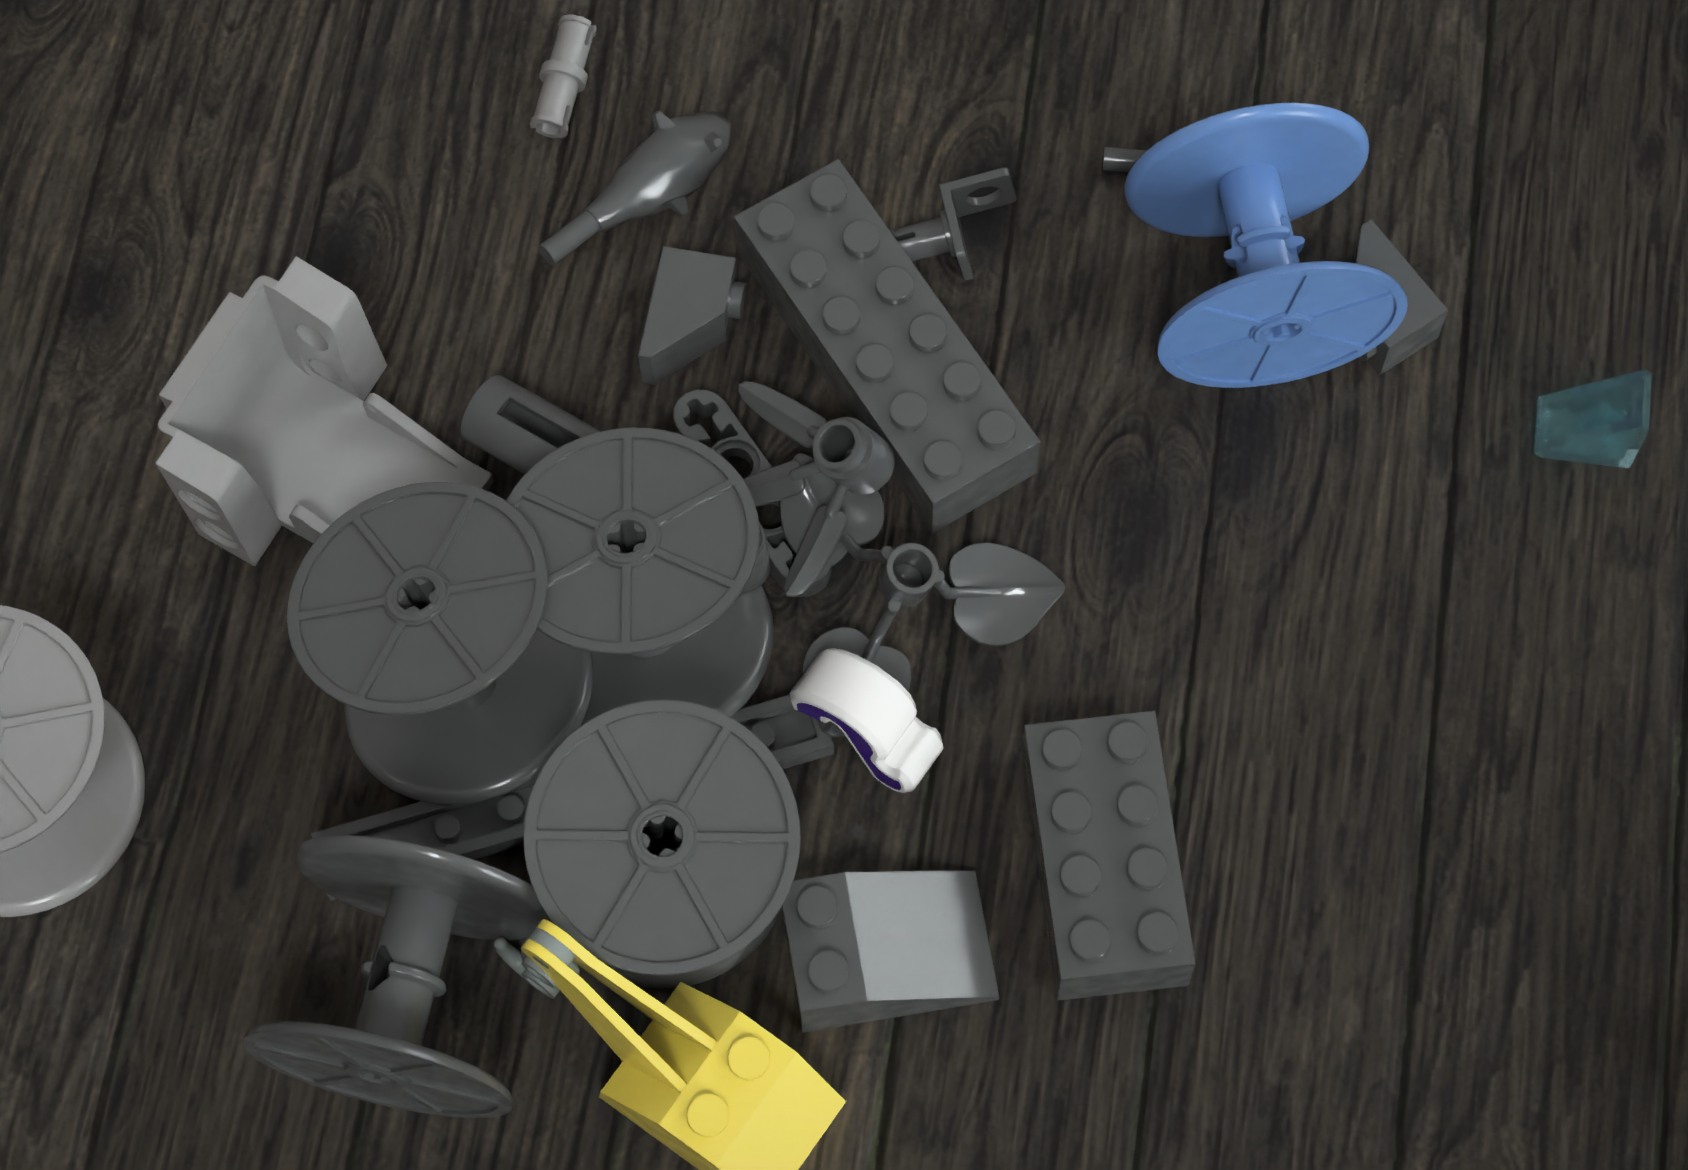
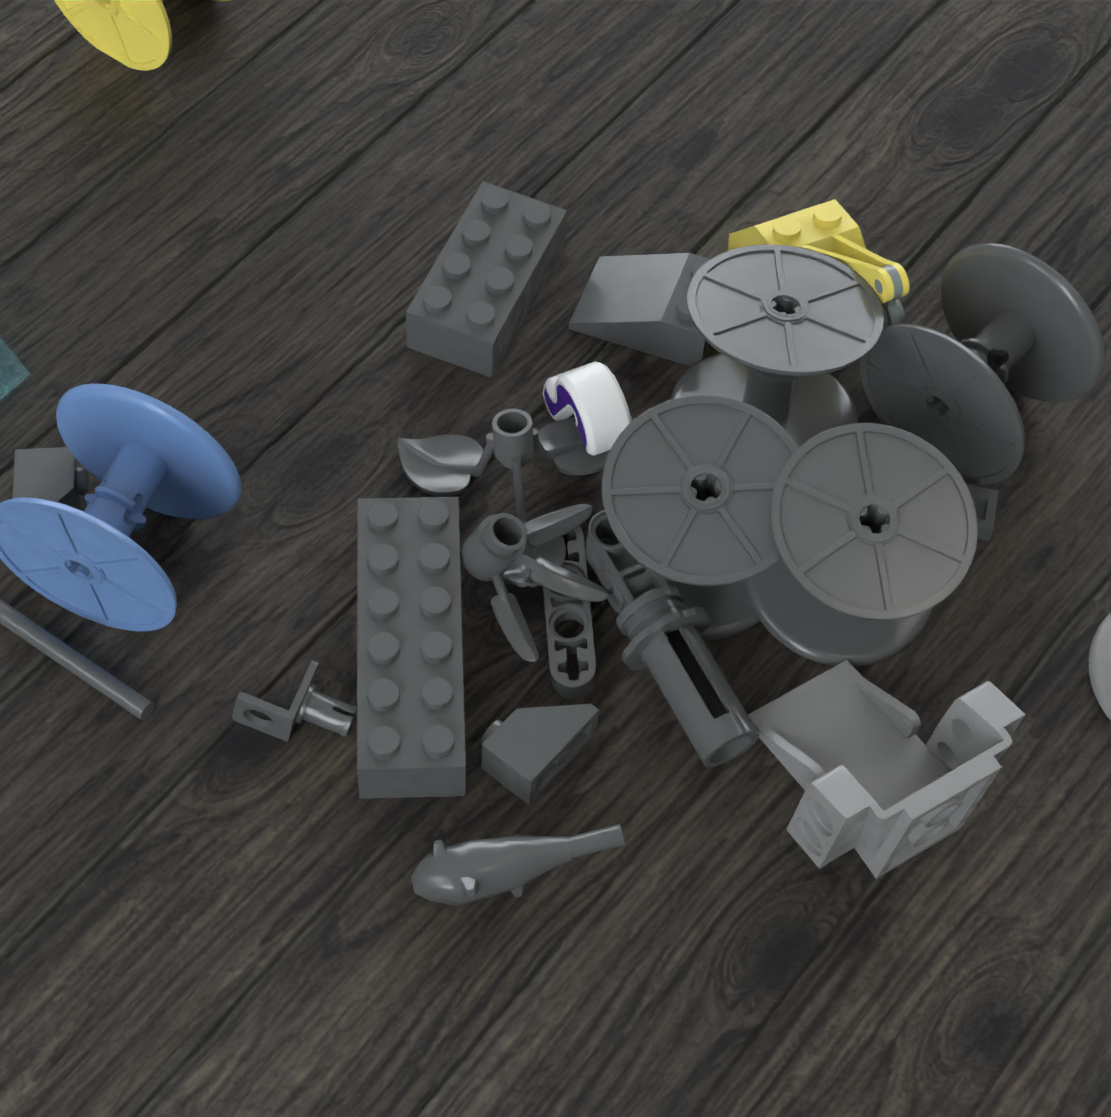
camera: 155 degrees left, 10 degrees down
(563, 76) = (517, 999): light grey pin -> none

